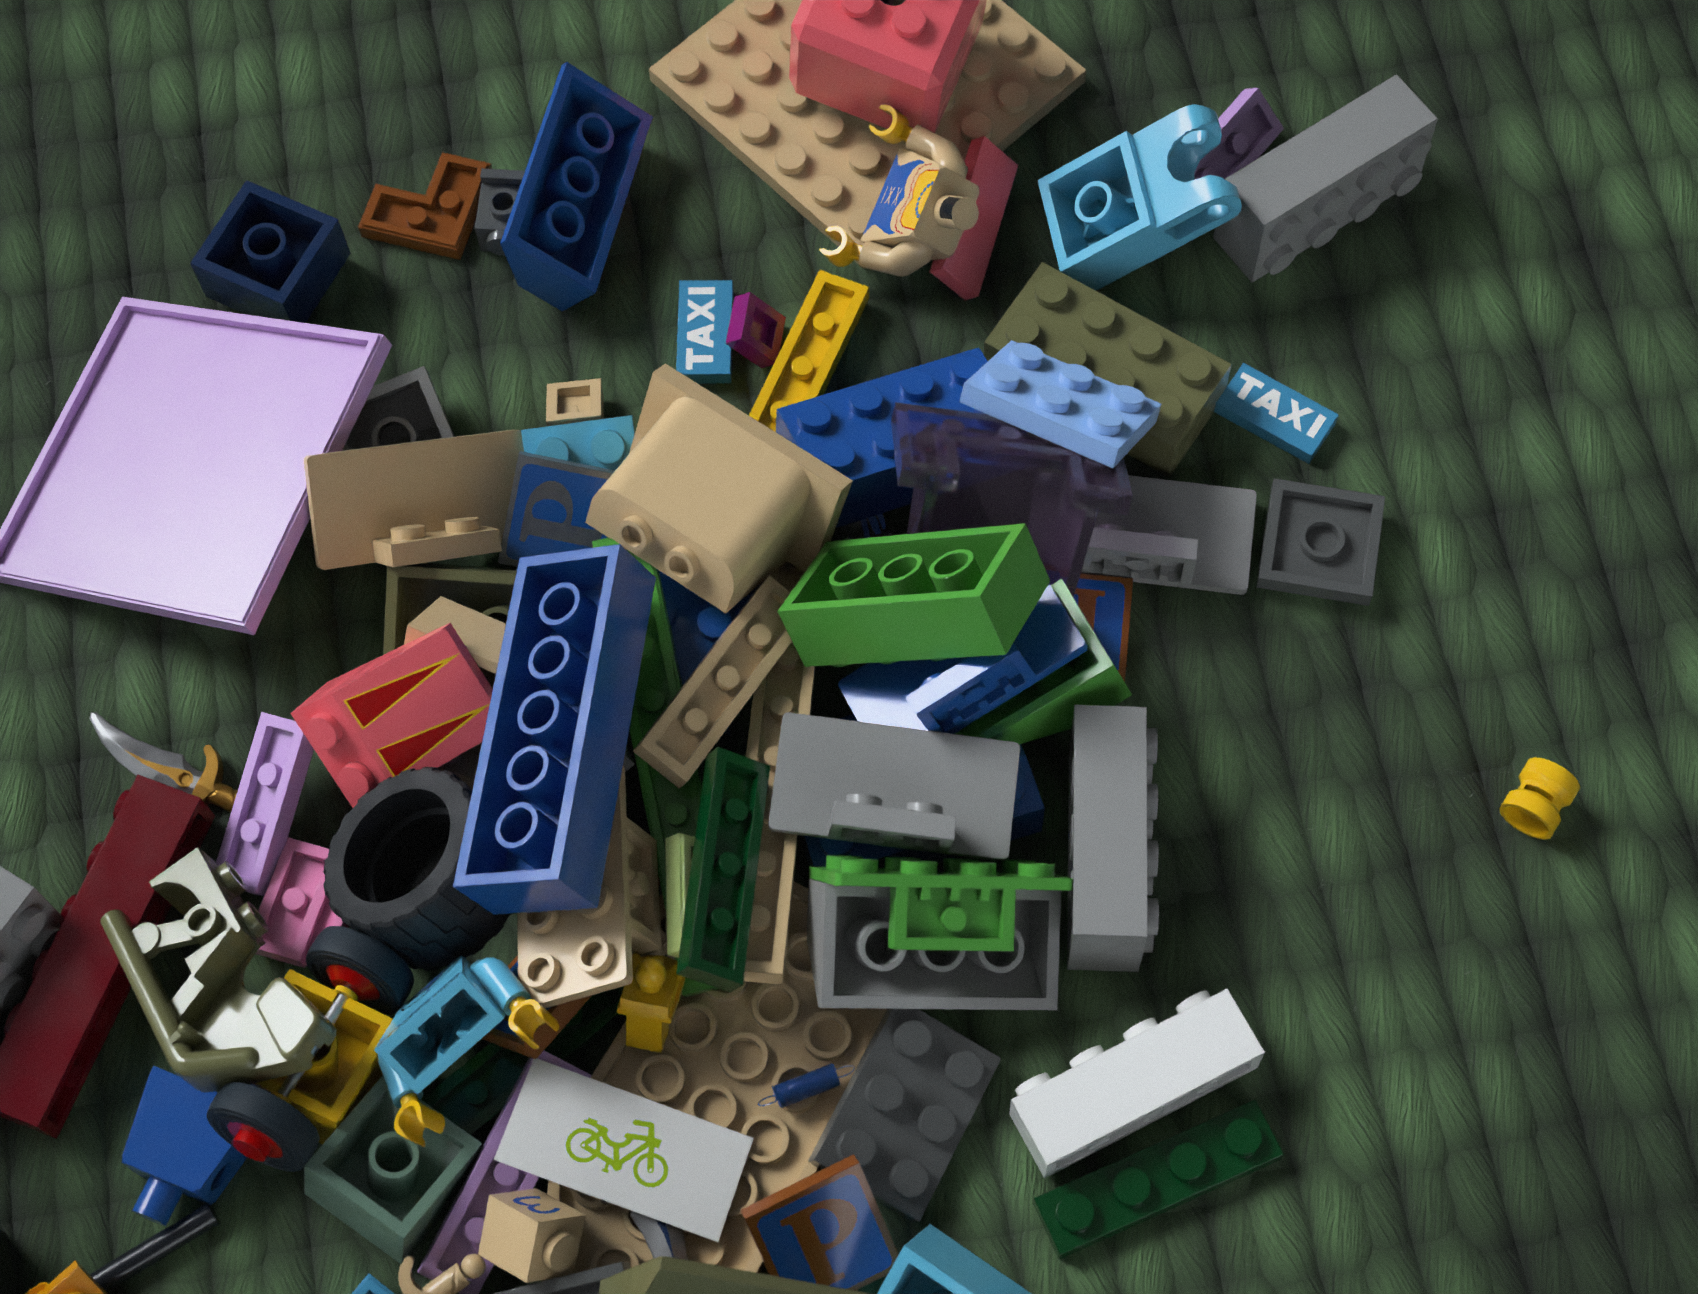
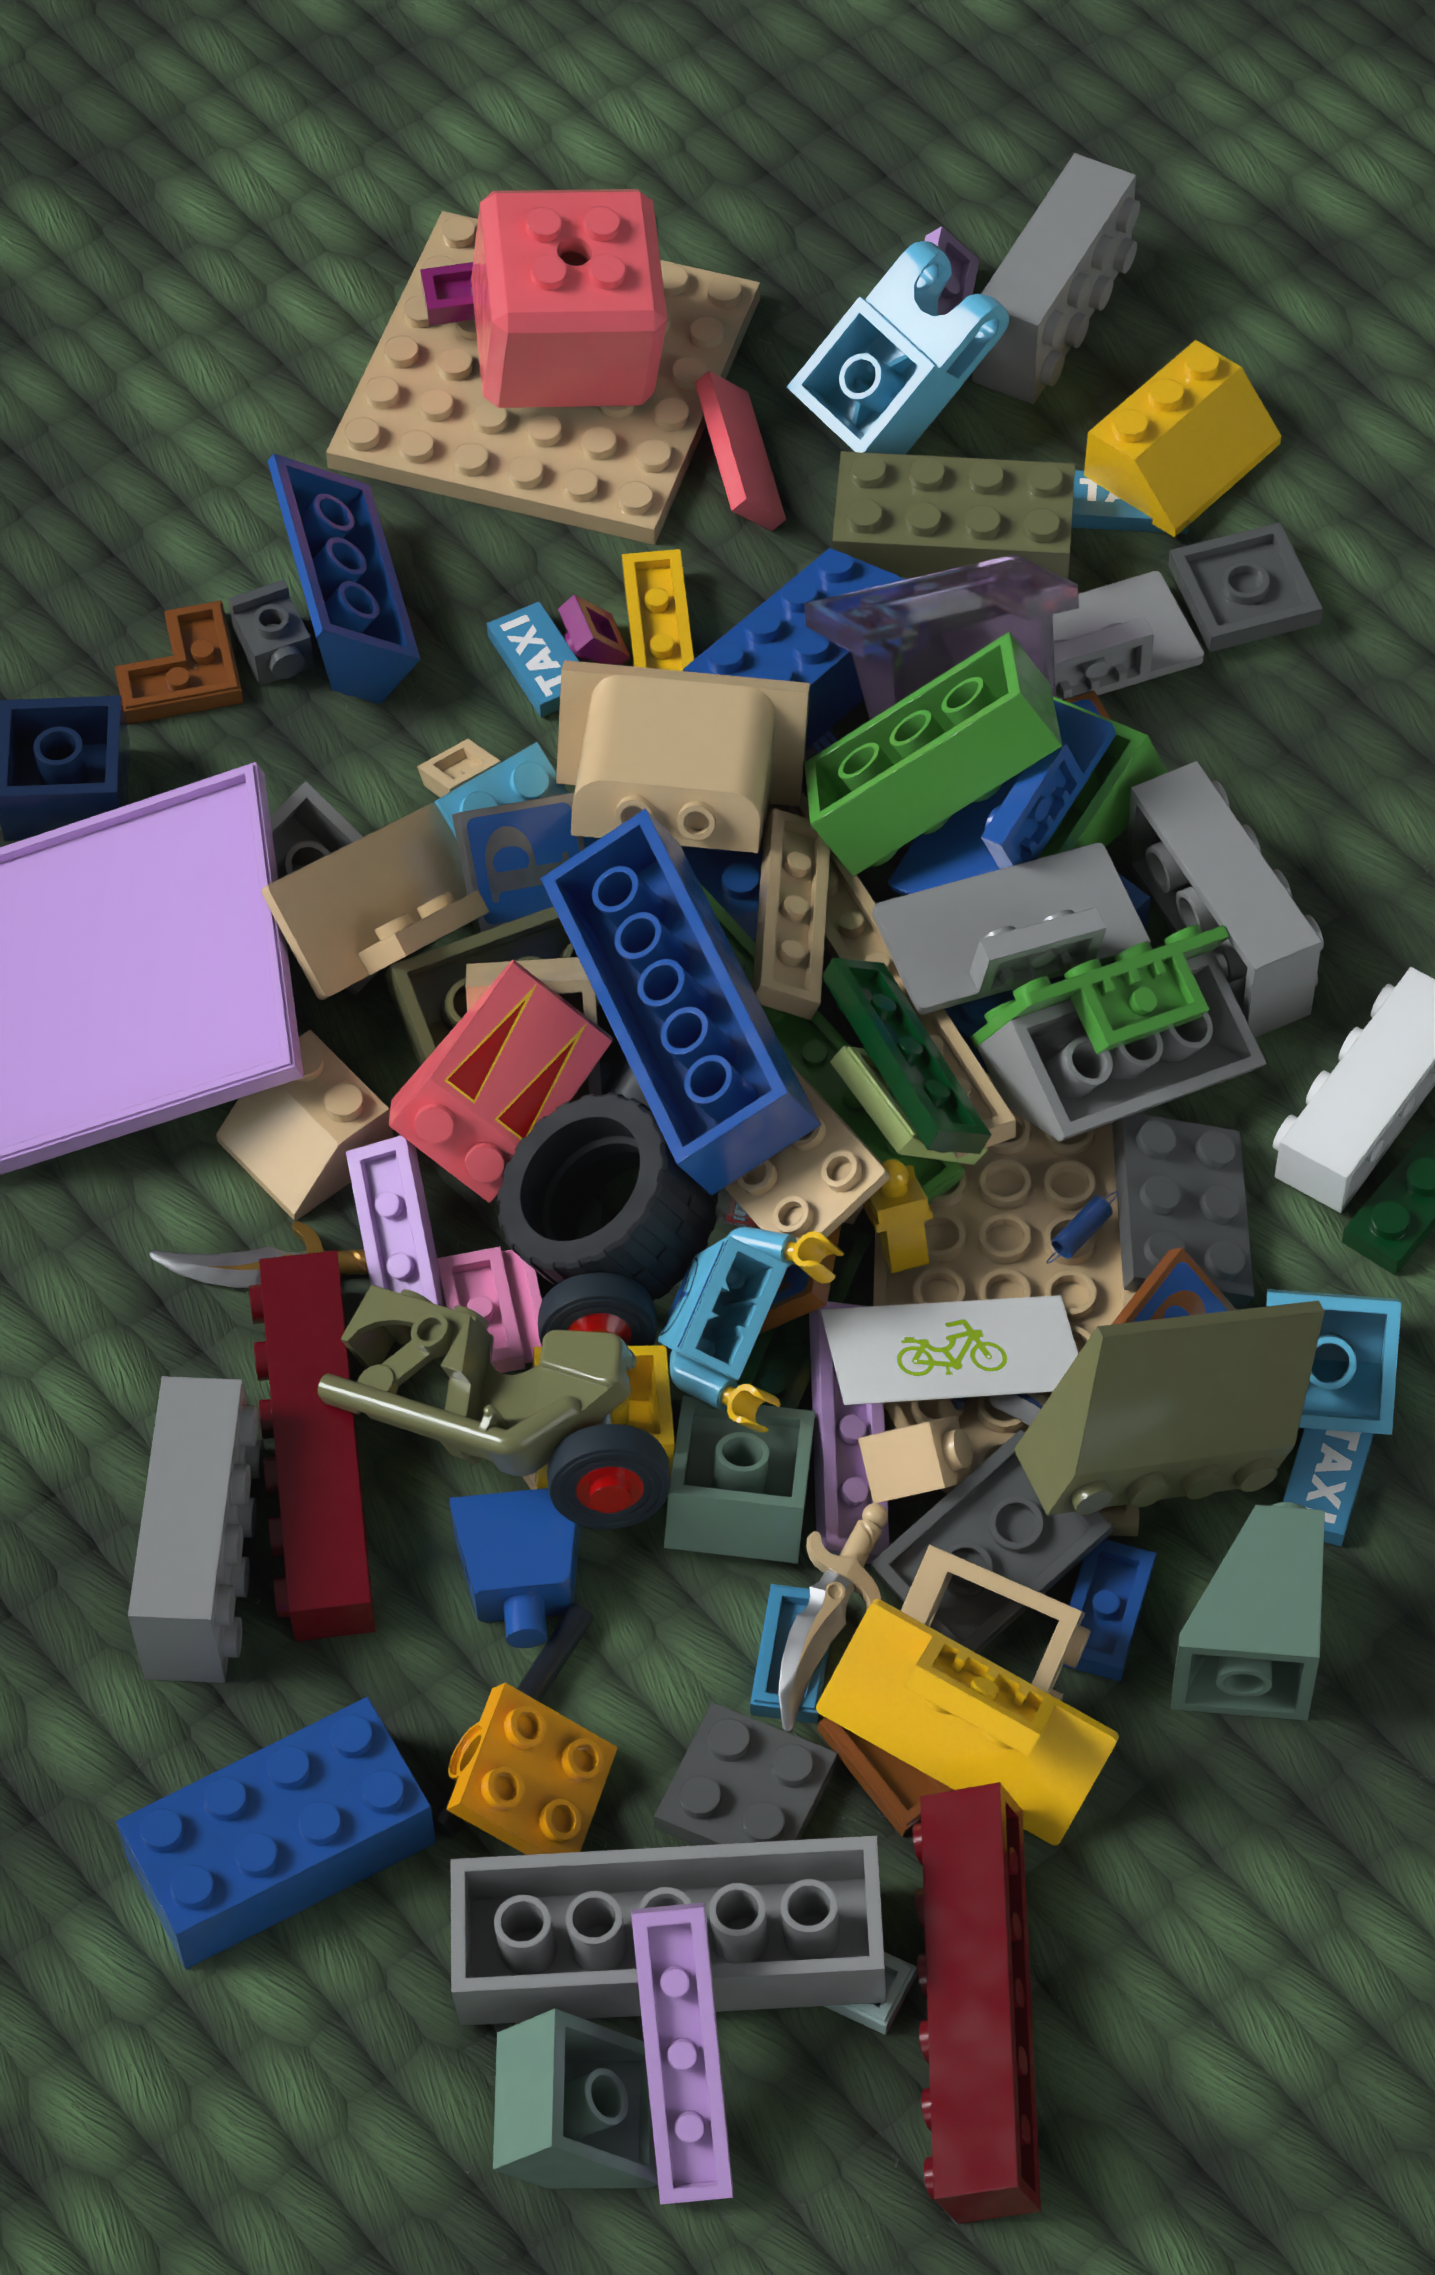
camera: 30 degrees left, 10 degrees down
(264, 670) = (300, 1131): none -> tan slope
(919, 207) = (691, 453): tan torso -> none
(1061, 403) = (949, 547): light blue plate -> none
(1348, 378) = (1182, 438): none -> yellow slope

